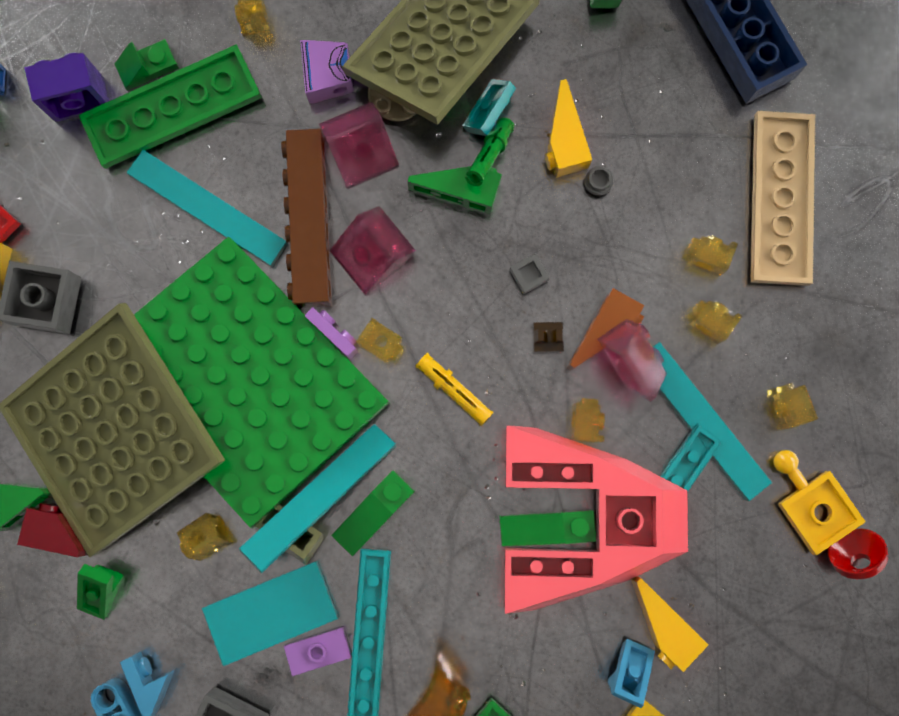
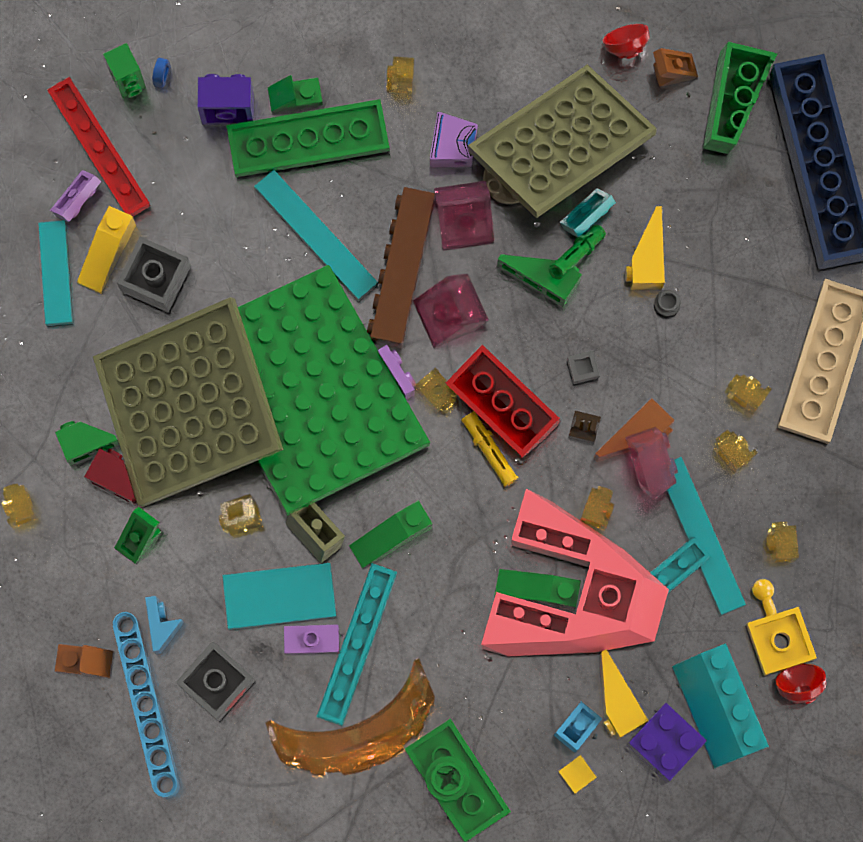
camera: 15 degrees right, 5 degrees down
(316, 498) = (349, 505): teal tile -> none
(454, 335) = (503, 401): none -> red slope
(733, 661) = (666, 743): none -> dark purple brick
(778, 603) = (720, 706): none -> teal slope

